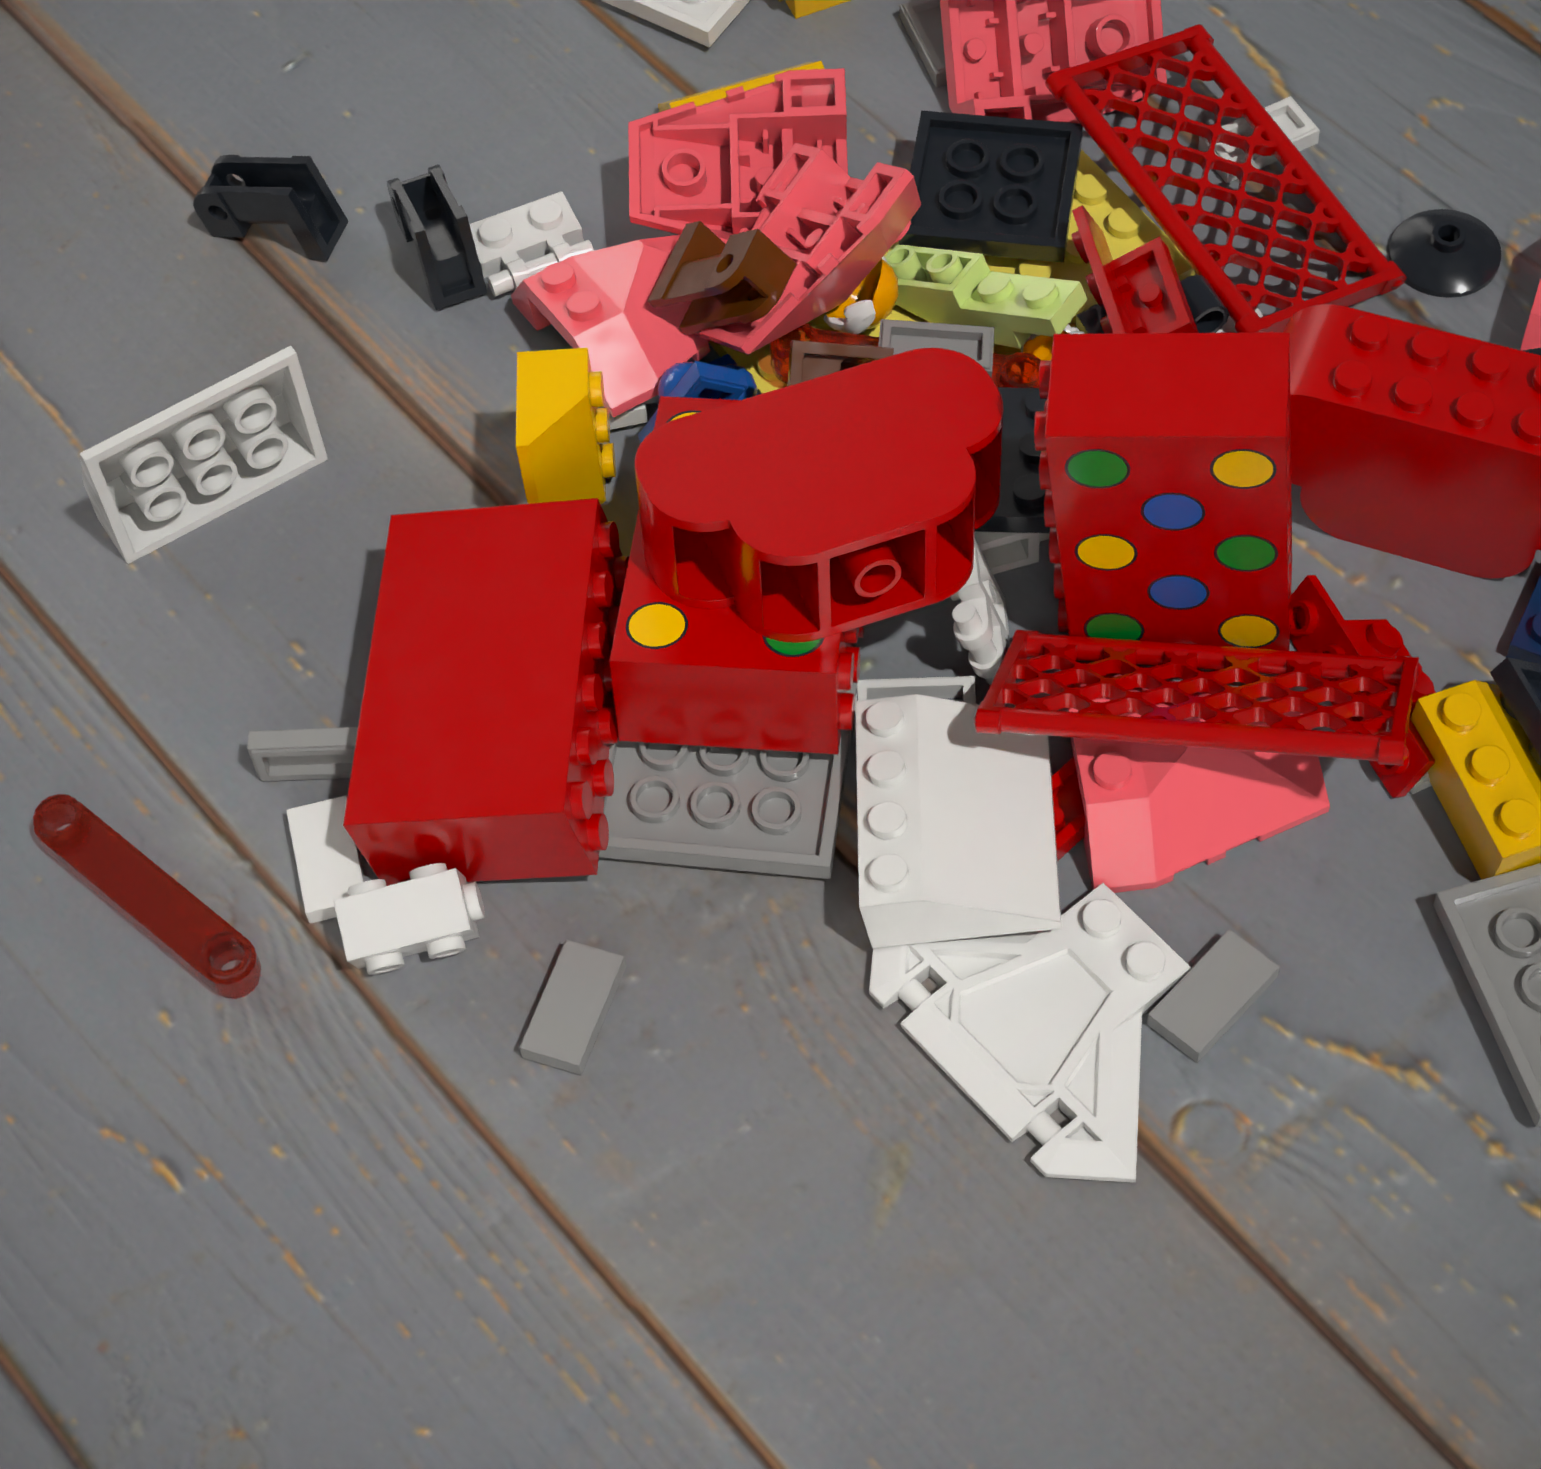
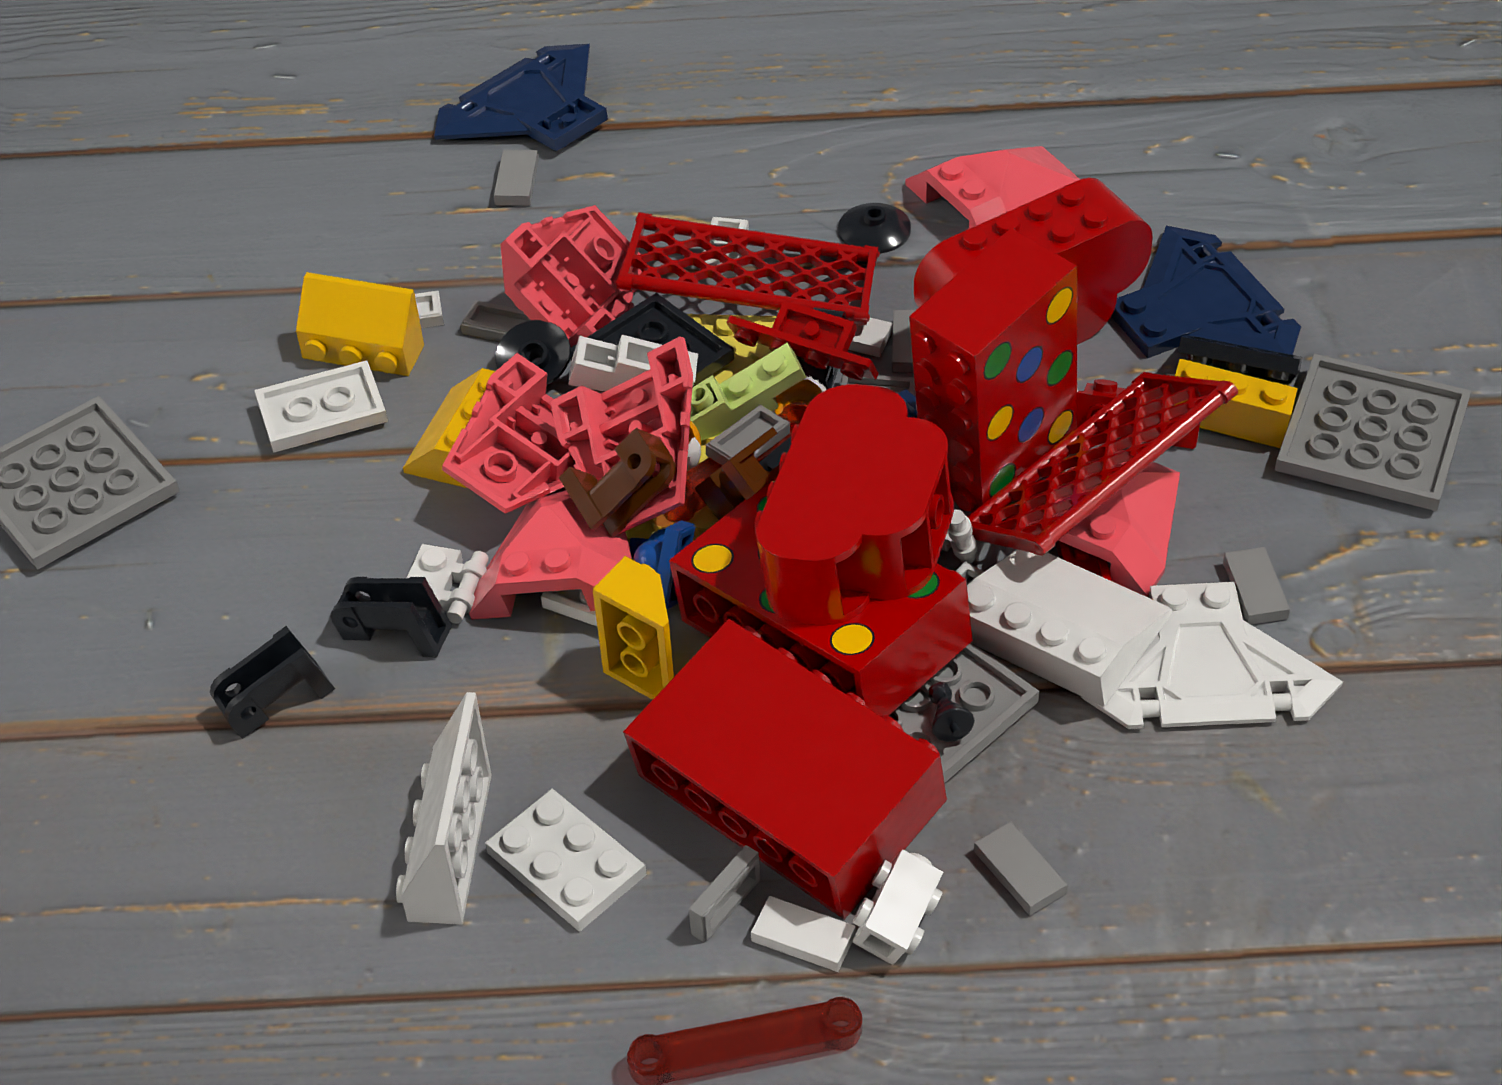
camera: 55 degrees left, 10 degrees down
(263, 592) = (566, 859): none -> white plate
(696, 801) = (950, 720): none -> black piece
(903, 85) = (536, 340): none -> black dish
(949, 192) = (606, 365): none -> white slope

